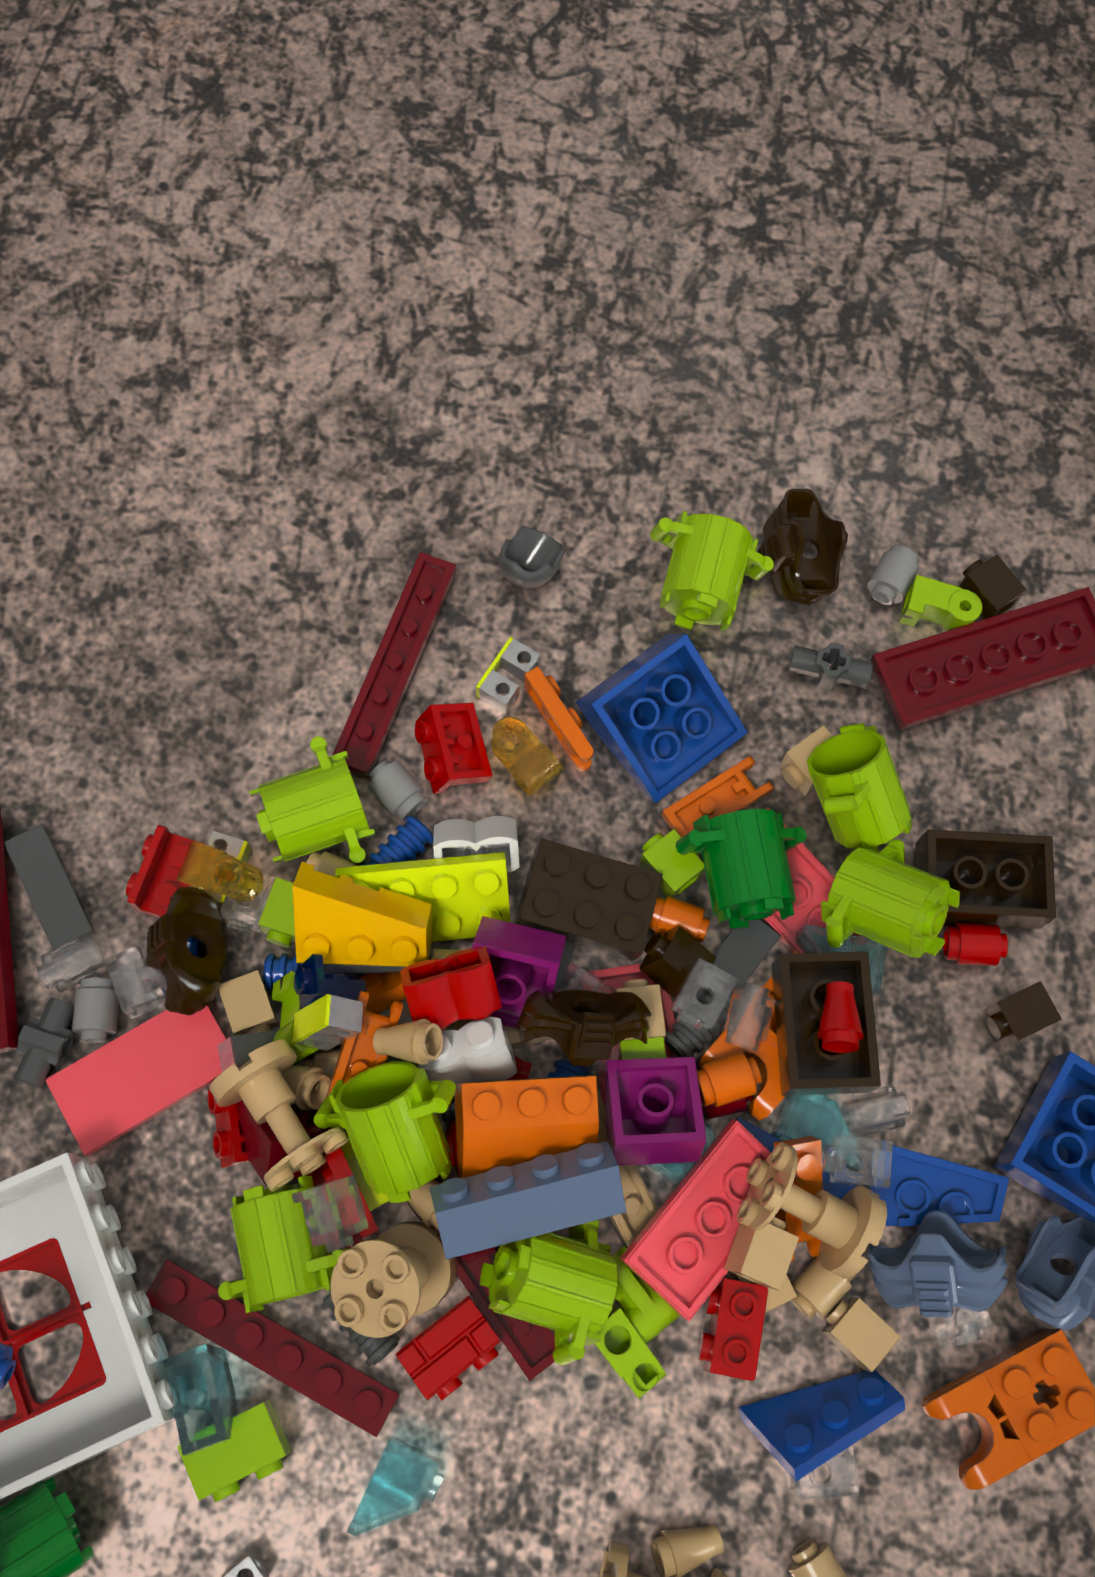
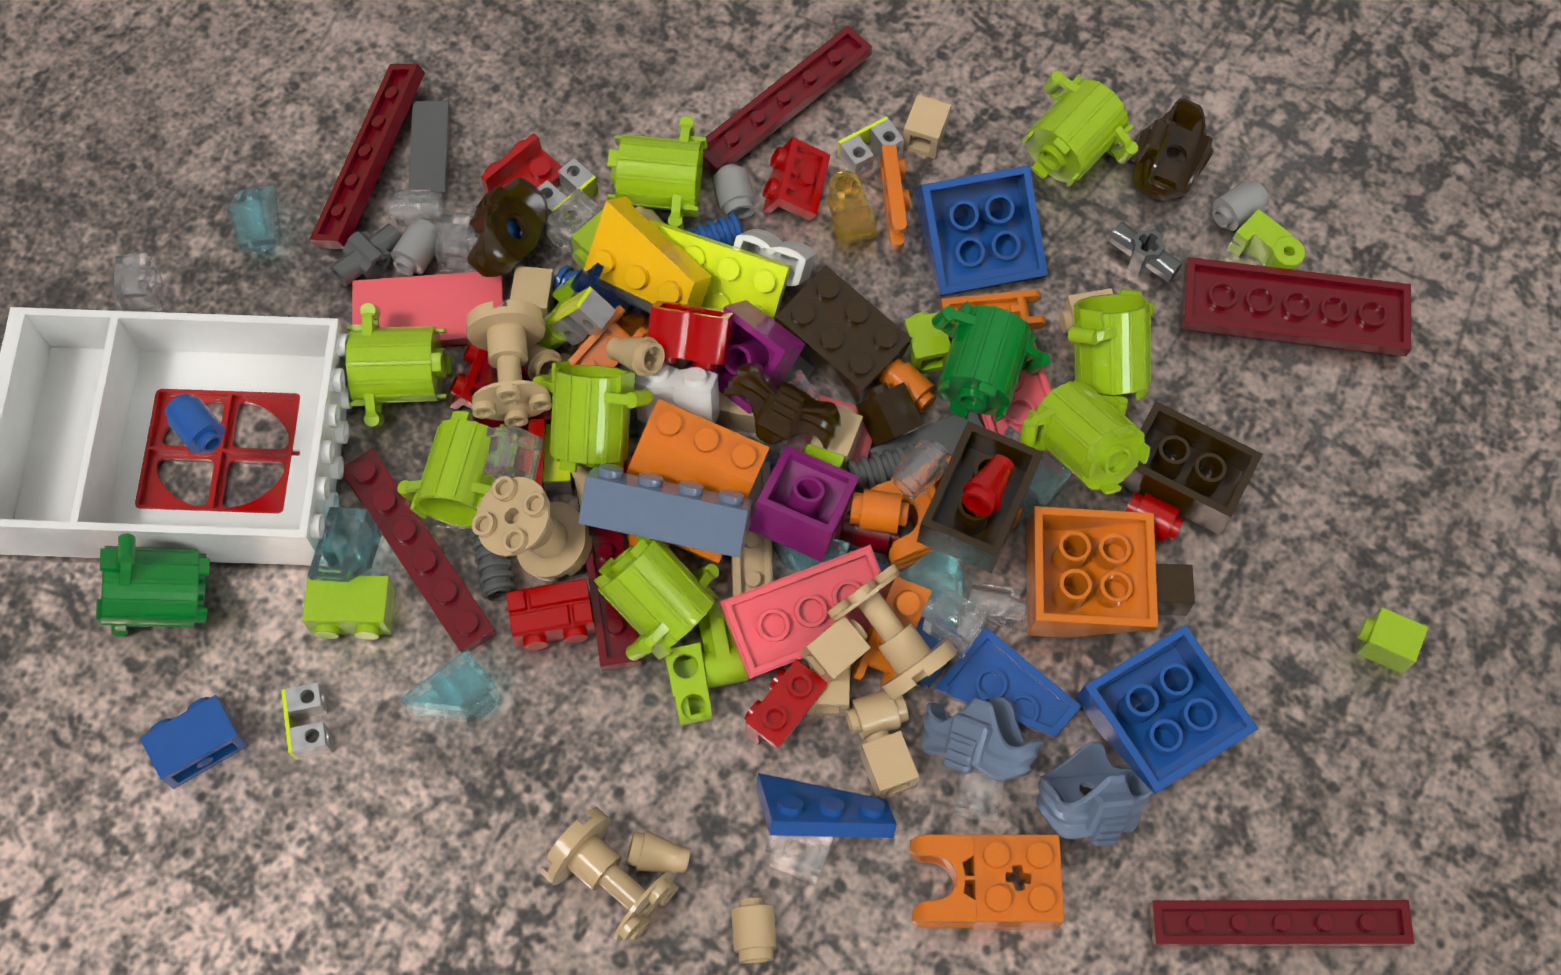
camera: 30 degrees right, 5 degrees down
(144, 1160) = (393, 364): none -> lime container
(220, 873) = (560, 184): clear yellow piece -> none
(530, 558) = (935, 66): dark grey hair -> none
(553, 627) = (926, 126): none -> tan brick
(708, 977) = (890, 450): clear brick -> none
(952, 1036) = (1090, 572): none -> orange slope
(994, 586) = (1323, 248): dark brown brick -> none

